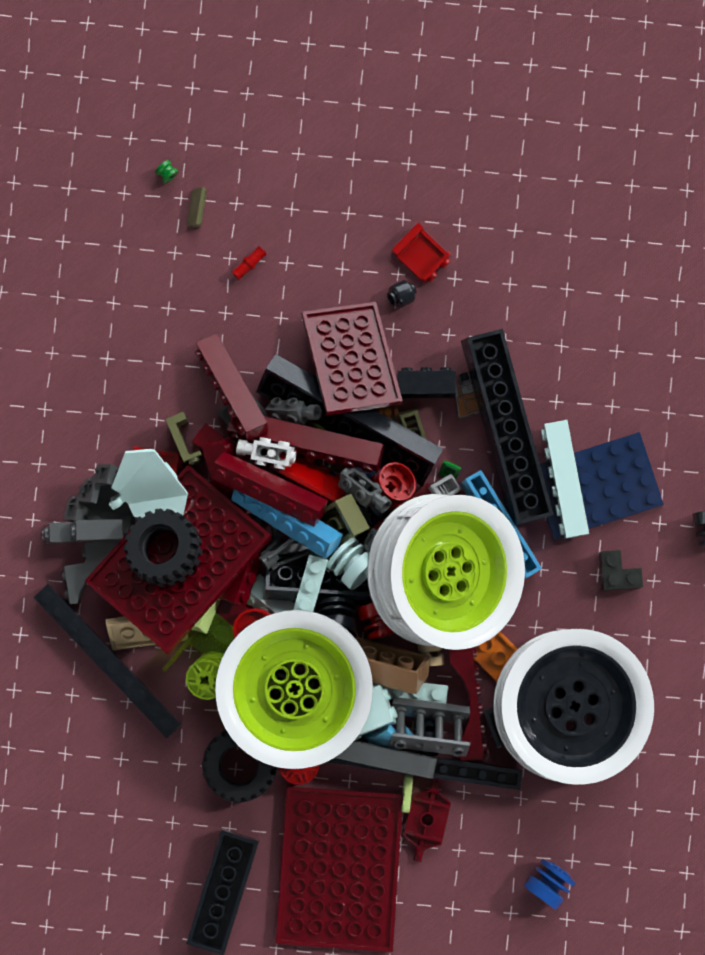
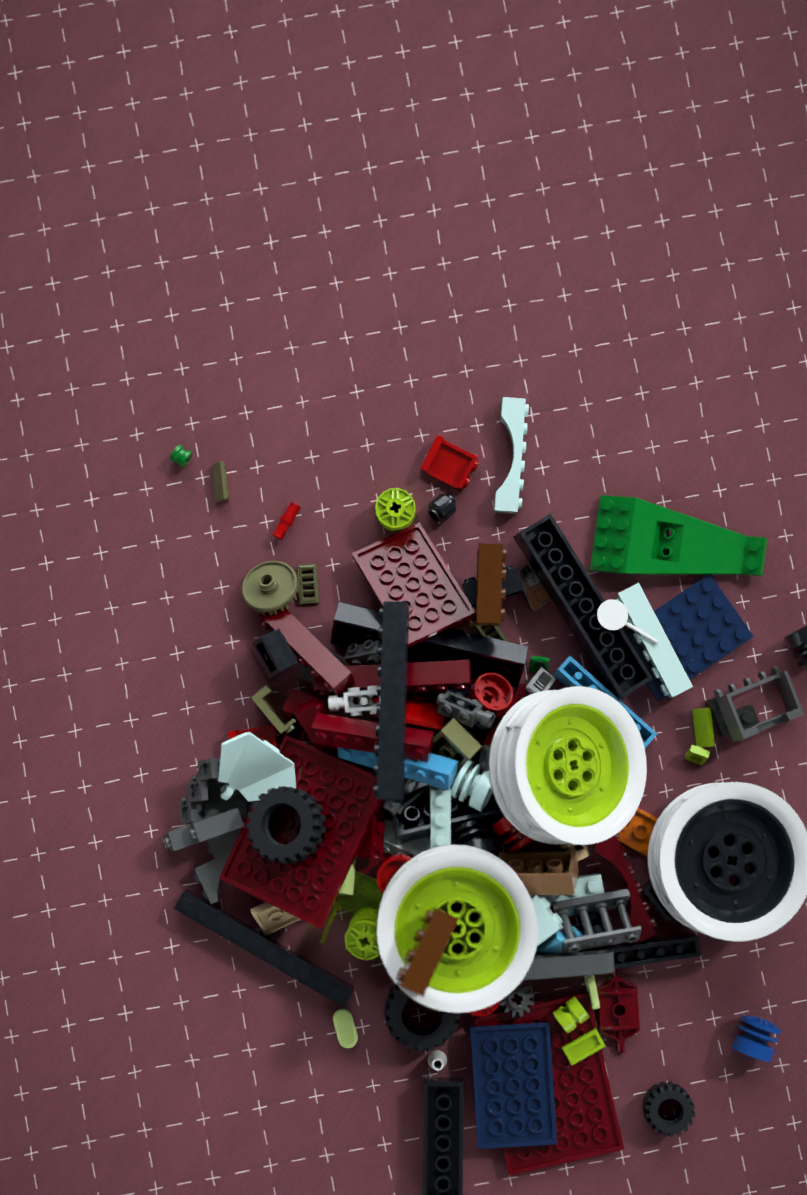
camera: 15 degrees left, 0 degrees up
(162, 760) = (345, 1028): none -> yellowish green tile
(198, 385) = (273, 654): none -> black slope
(214, 321) = (270, 587): none -> olive wheel
(240, 810) = (437, 1055): none -> white cone
(254, 312) = (303, 567): none -> olive slope
(259, 698) = (426, 951): none -> reddish brown brick
(297, 460) = (393, 702): none -> black brick
(305, 859) = (513, 1085): none -> dark blue plate
(326, 785) = (523, 1004): none -> dark grey gear
(358, 293) = (389, 519): none -> lime wheel
(379, 809) = (571, 1014): none -> lime wheel
(382, 843) = (583, 1046): none -> lime tile
(422, 378) = (489, 584): none -> reddish brown brick
(446, 943) = (680, 1120): none -> black tyre
(495, 226) = (512, 415): none -> light aqua arch
(533, 444) = (614, 615): none -> white piece
(575, 601) = (697, 754): none -> lime plate
(578, 377) = (634, 541): none -> green wing
(589, 577) = (703, 727): none -> lime tile
(616, 570) = (731, 717): none -> dark grey hinge

